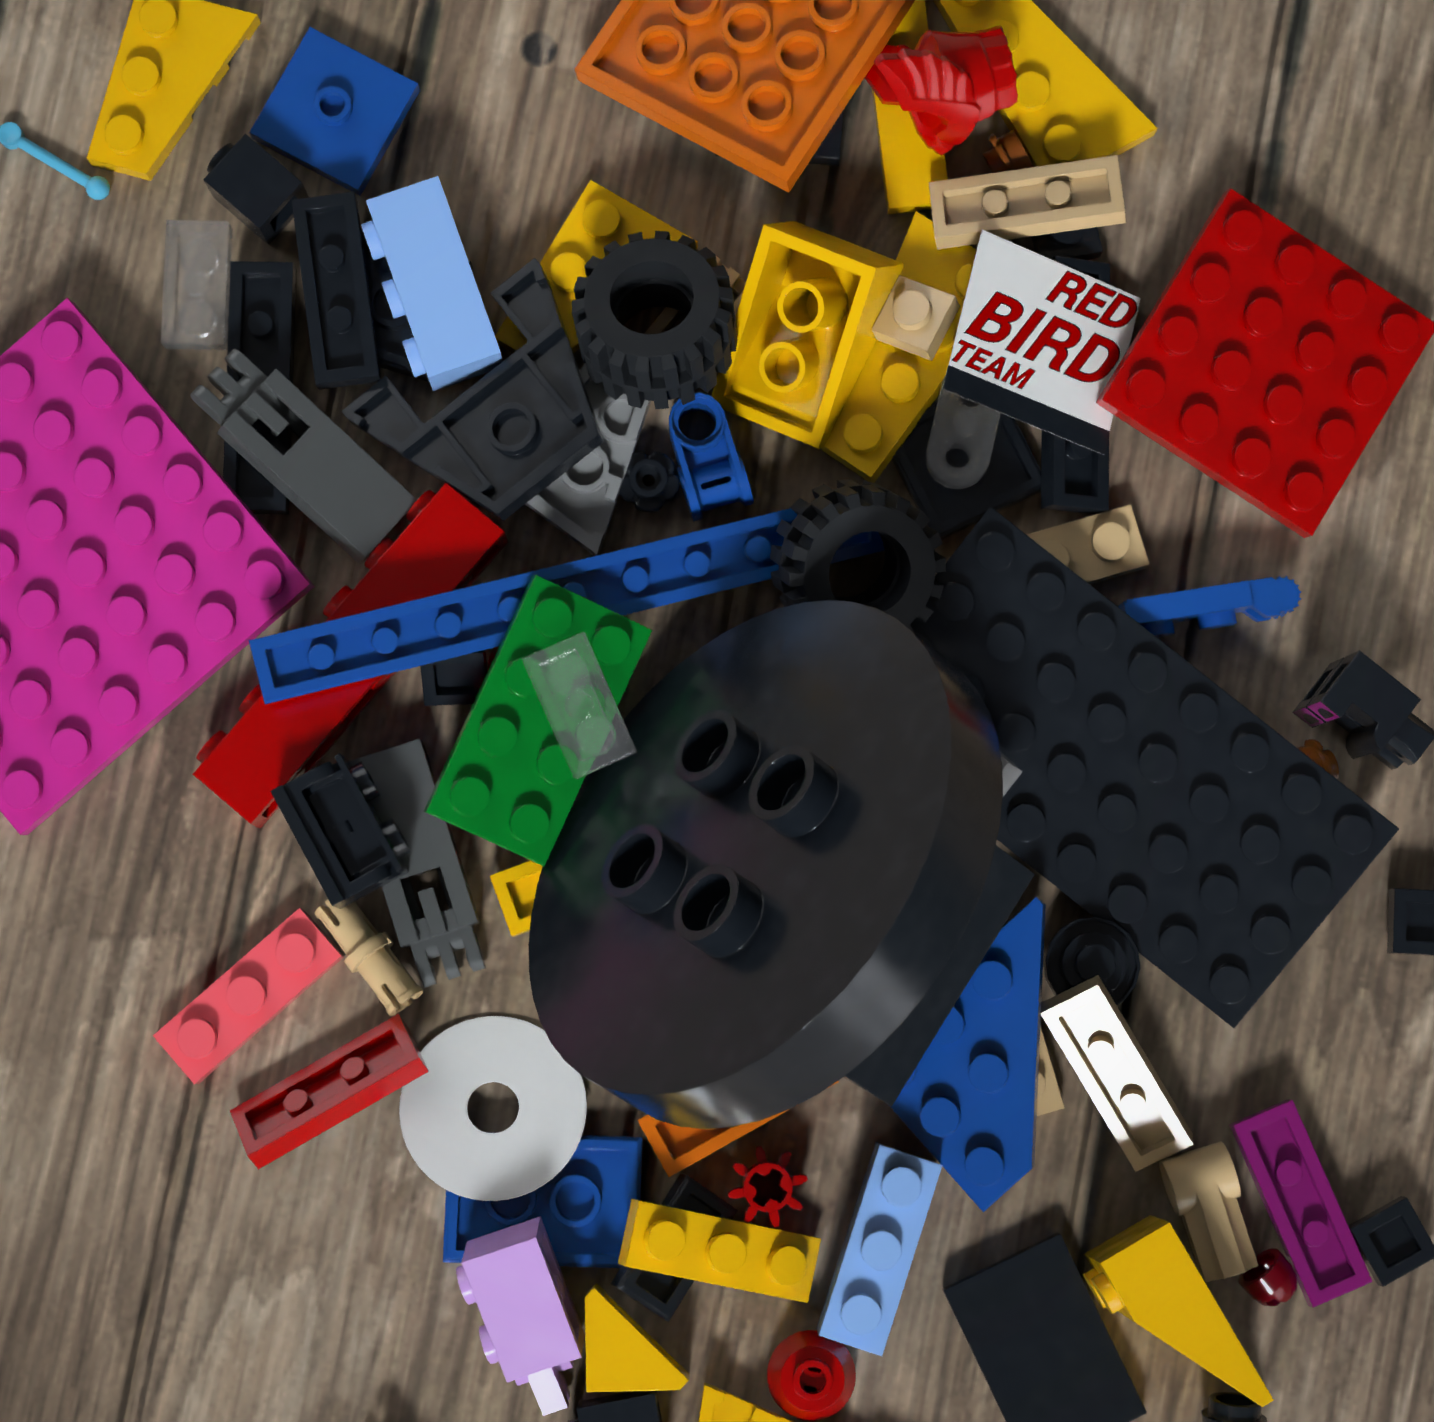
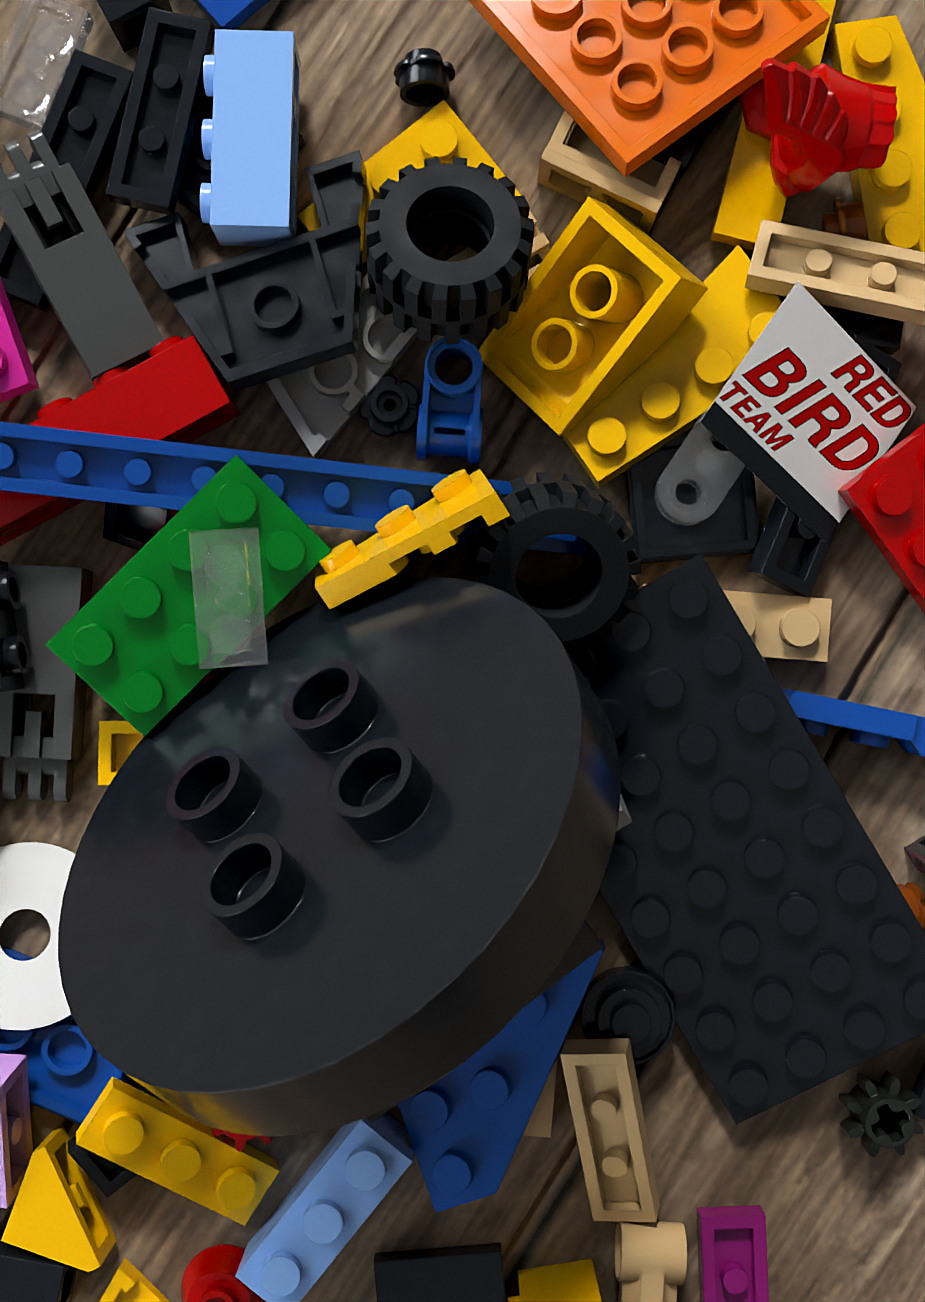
camera: 20 degrees right, 5 degrees up
(564, 166) = (423, 77): none -> black plate
(734, 574) = (430, 528): none -> yellow wing
(744, 198) = (580, 169): none -> tan hinge
(915, 318) = (699, 344): tan plate -> none
(1381, 964) = (898, 1119): none -> pearl dark grey gear

